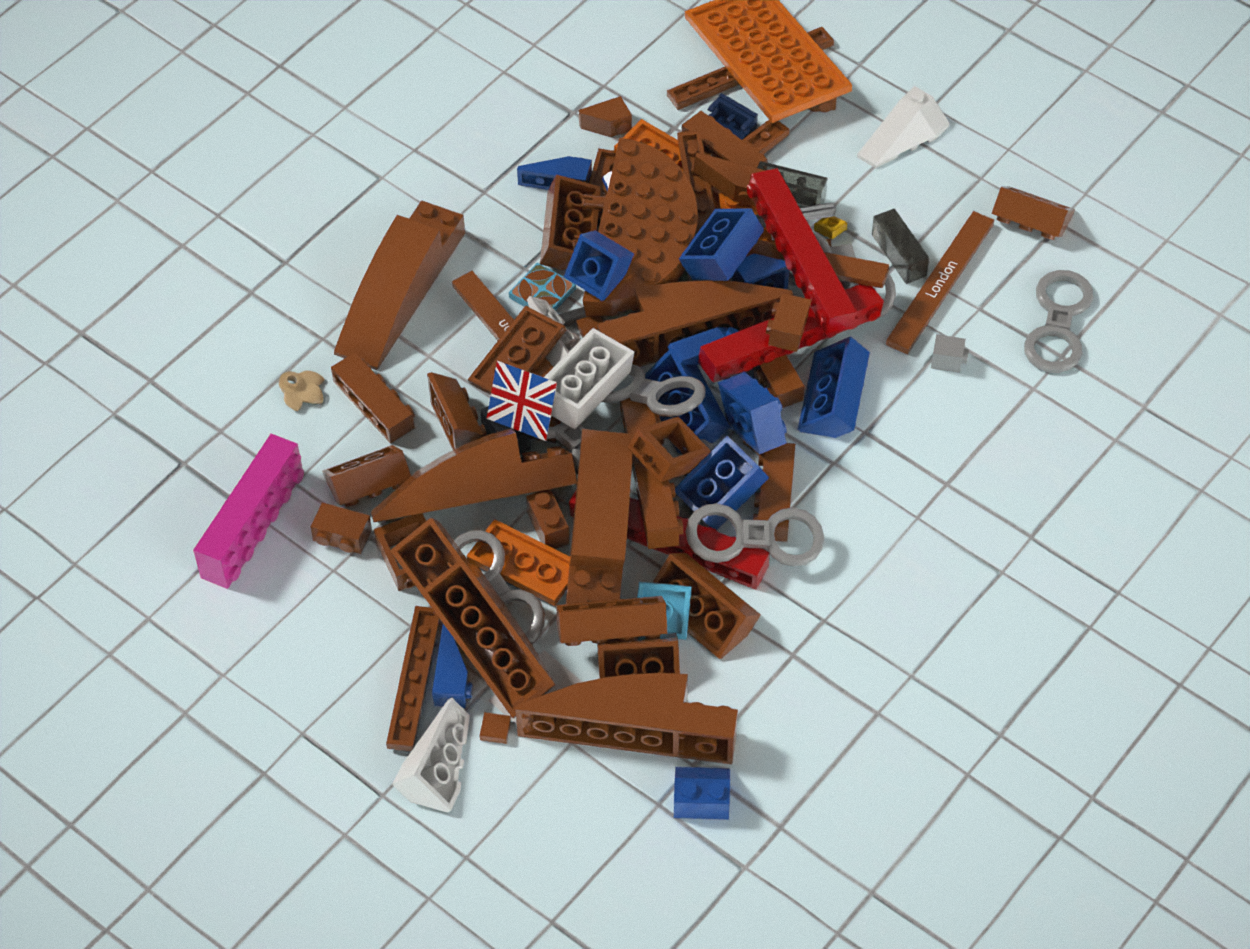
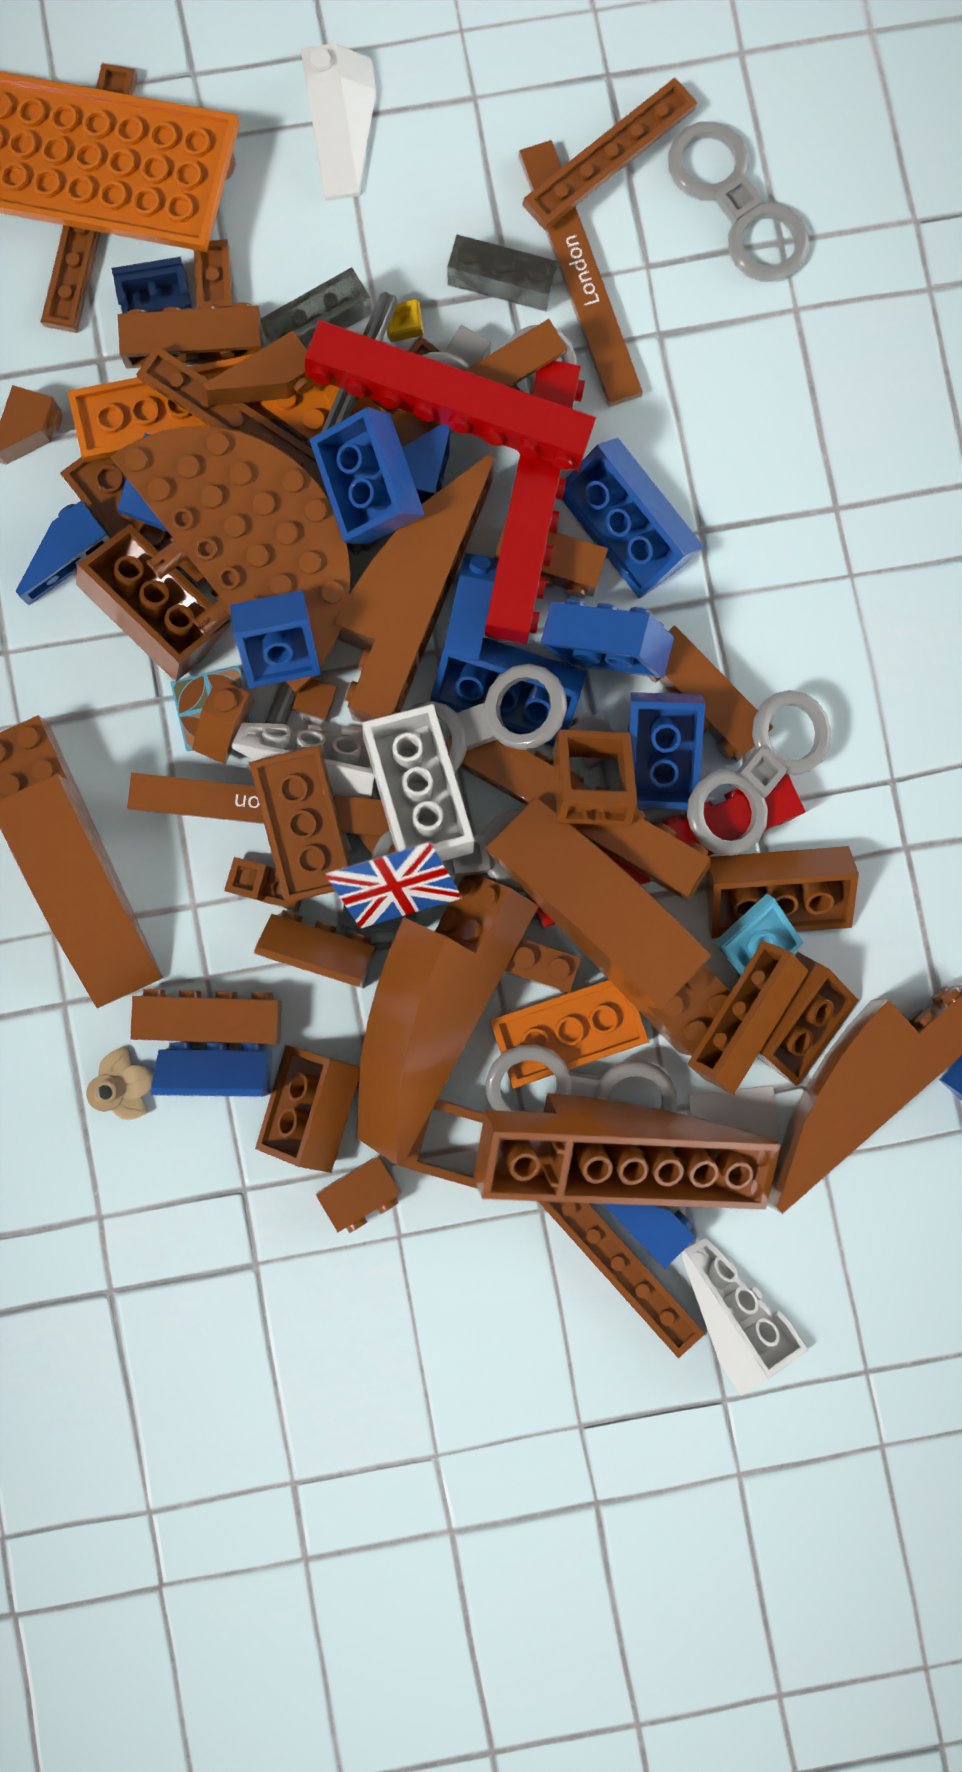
camera: 60 degrees left, 30 degrees up
(249, 511) = (259, 1285): dark pink brick -> none
(346, 417) = (213, 1071): none -> blue slope
(463, 367) = (257, 883): none -> dark orange slope
(495, 728) = (745, 1226): dark orange tile -> none
(542, 284) = (220, 720): none -> dark orange slope
(788, 322) = (540, 500): dark orange brick -> none
(949, 353) = (687, 355): light grey brick -> none
(1014, 245) = (609, 153): none -> dark orange plate
(1032, 212) = (579, 88): dark orange slope -> none

